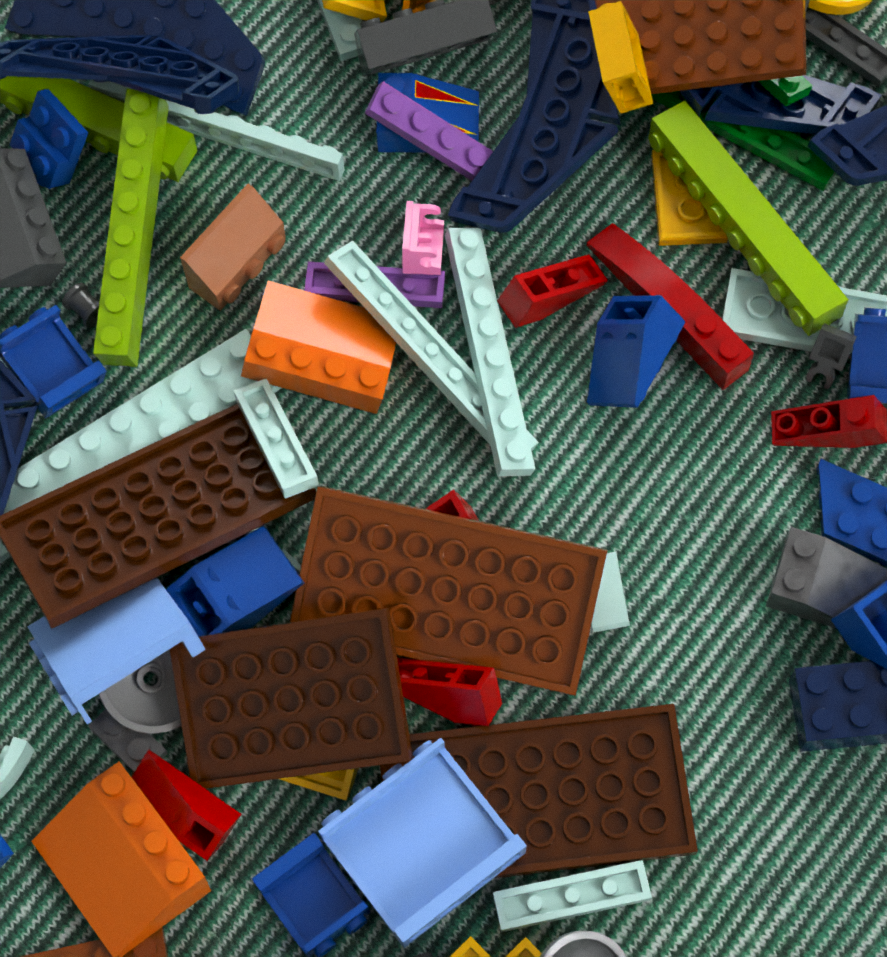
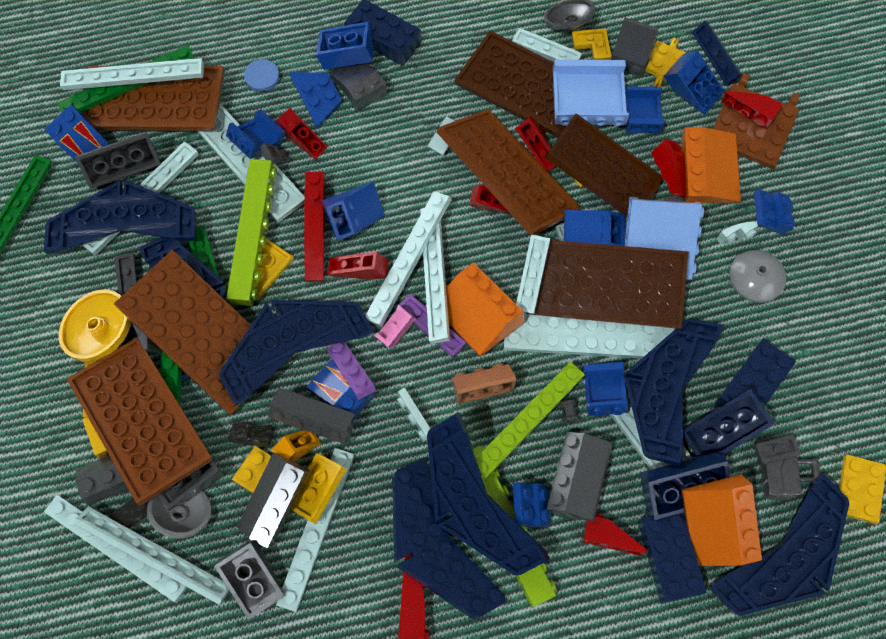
camera: 145 degrees left, 0 degrees up
(620, 57) = (240, 321): yellow window -> none

